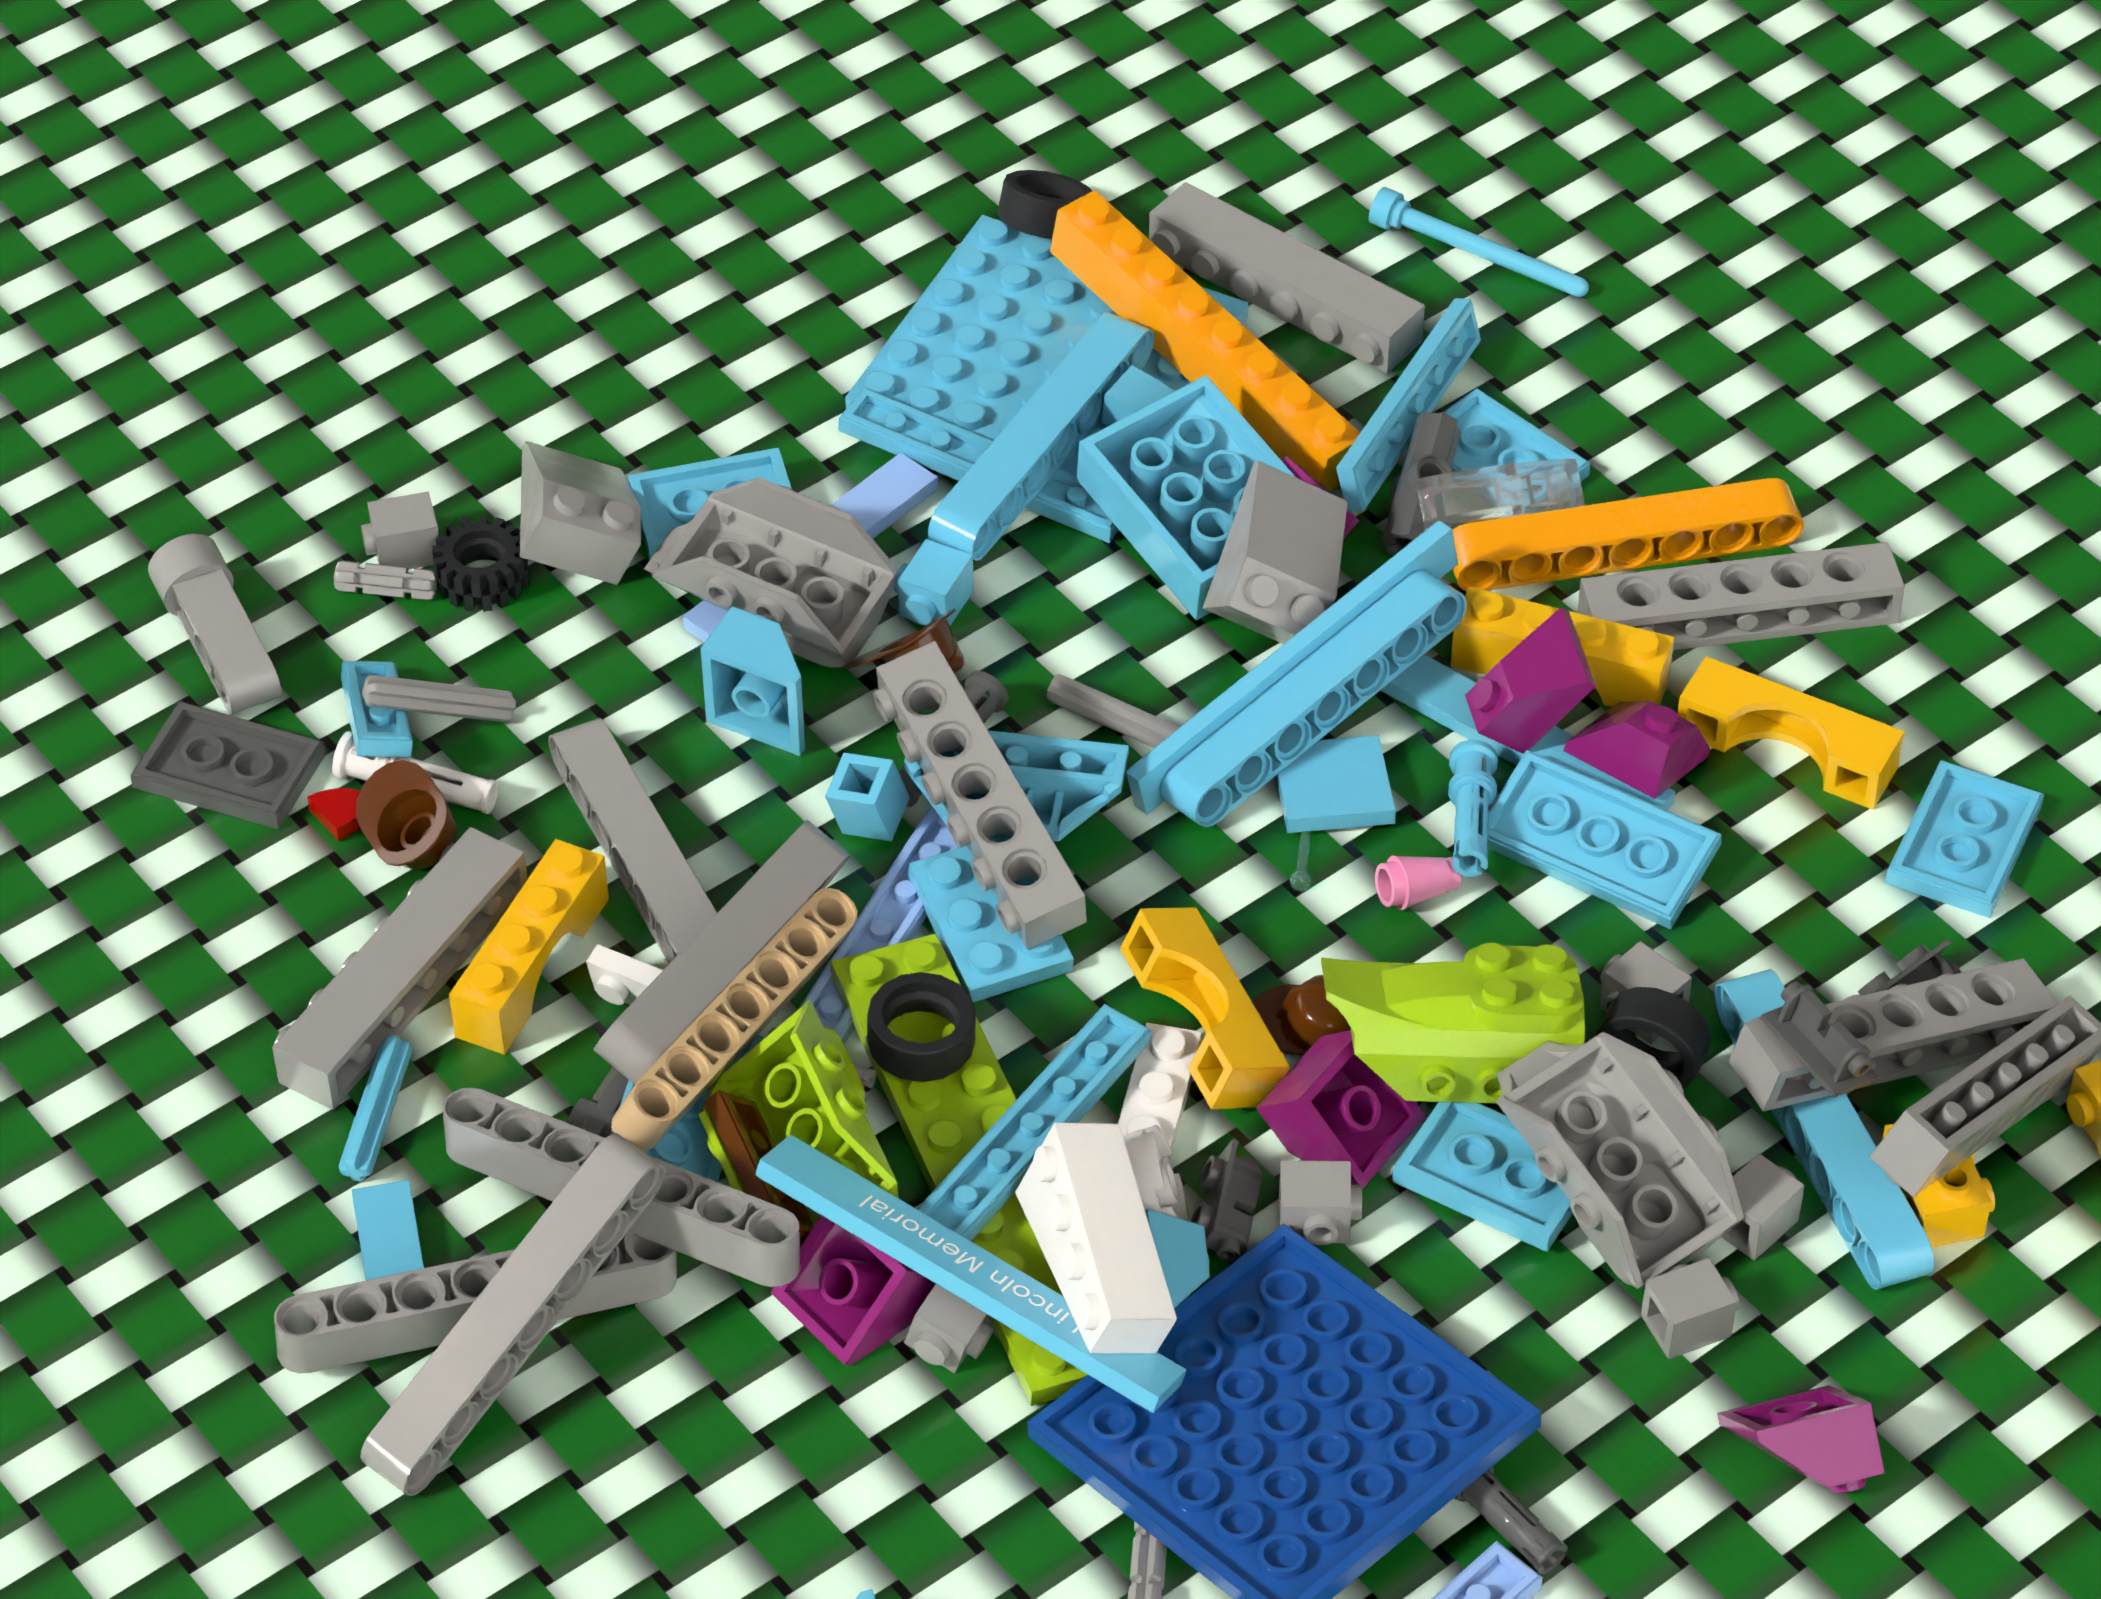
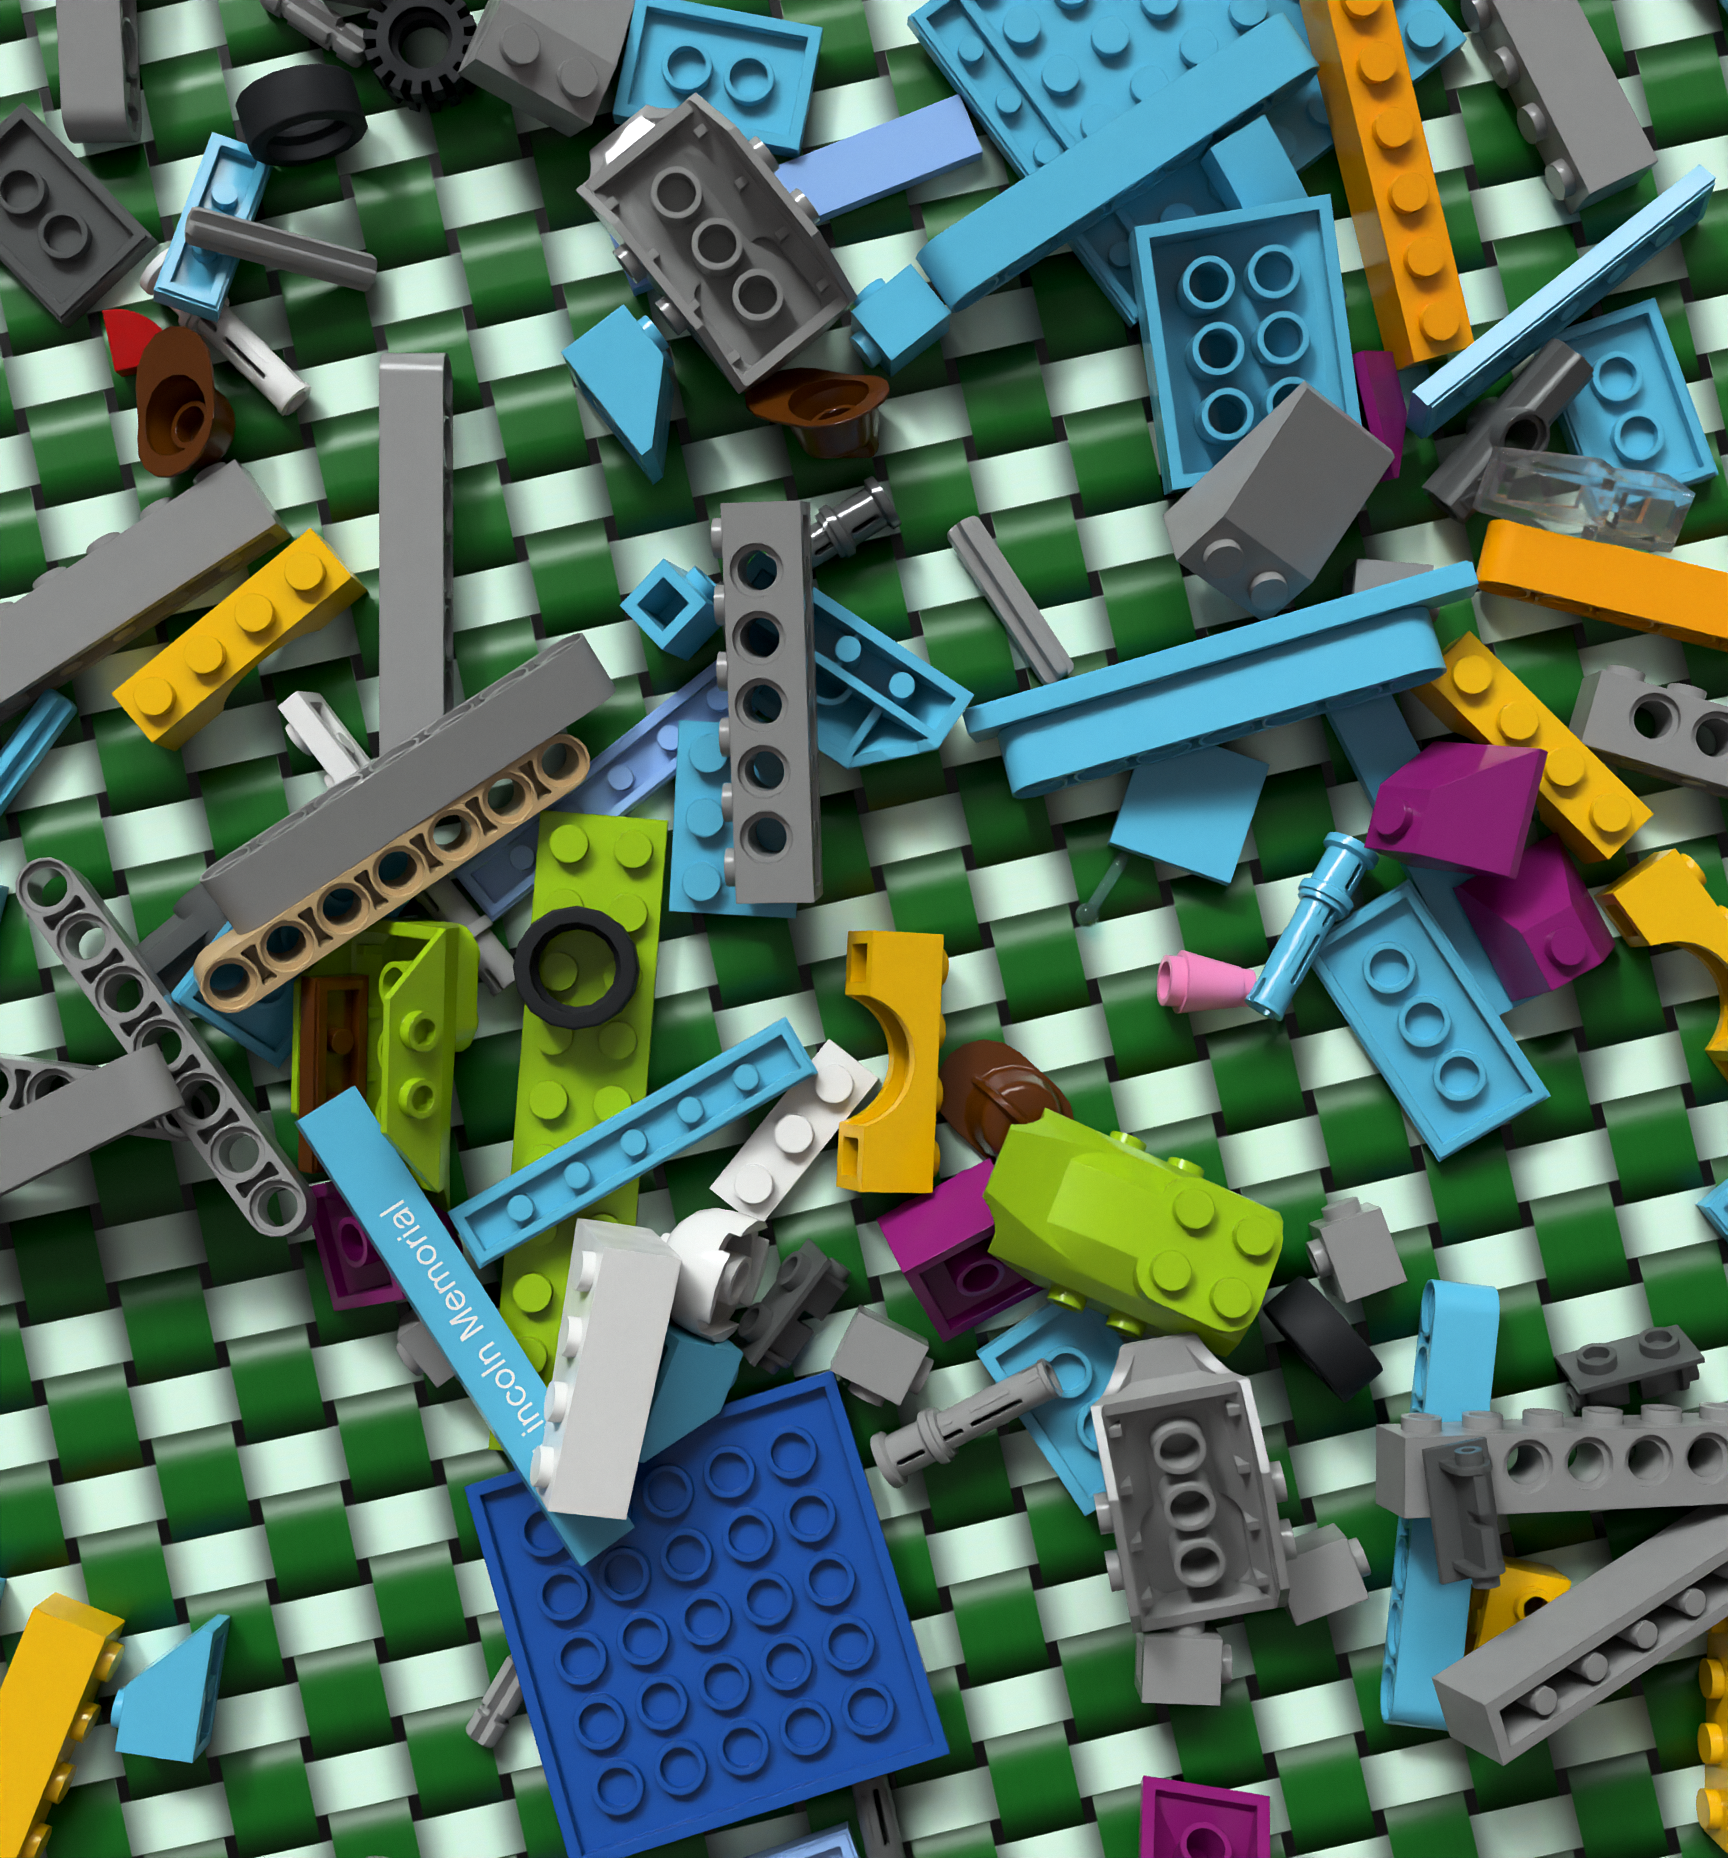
camera: 25 degrees right, 40 degrees up
(398, 601) = (301, 115): none -> black tyre
(1401, 1232) = (940, 1433): none -> light grey pin

